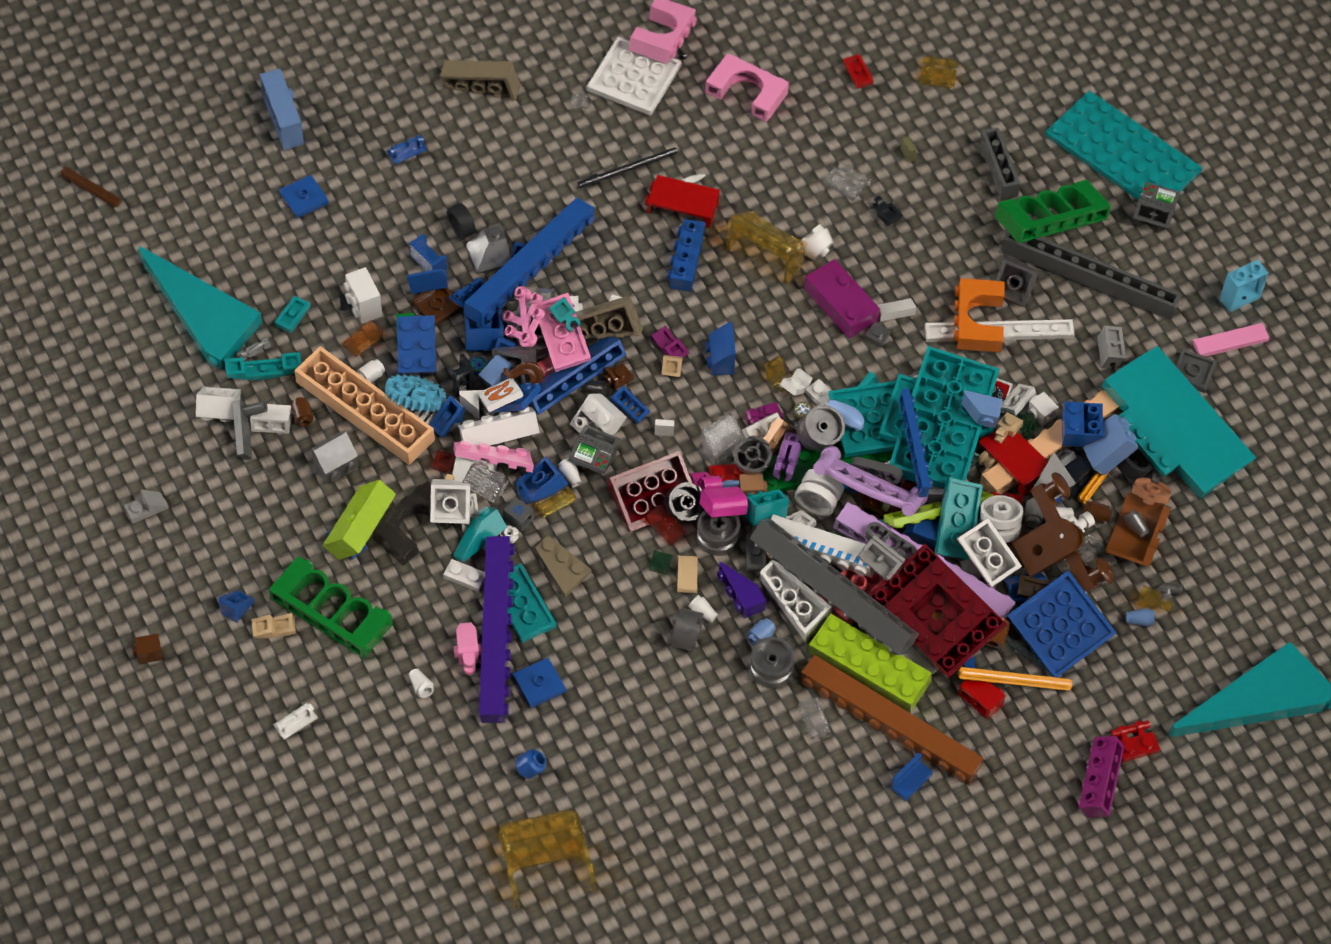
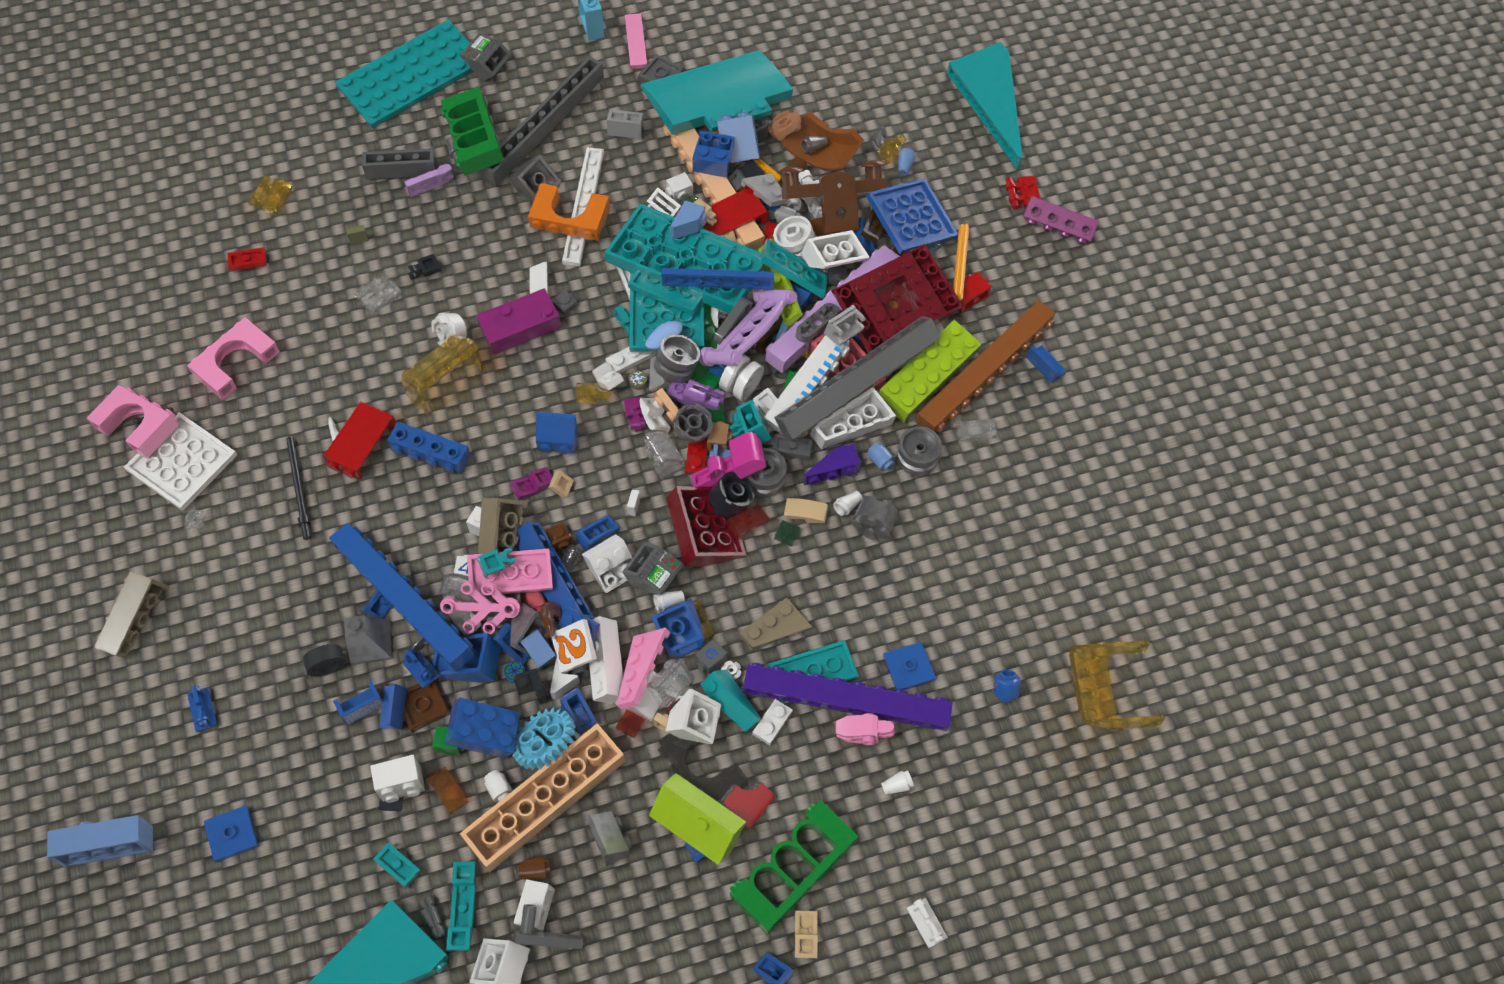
camera: 80 degrees left, 5 degrees up
(381, 561) = (748, 802): none -> red tile
(986, 190) = (429, 180): none -> lavender hinge

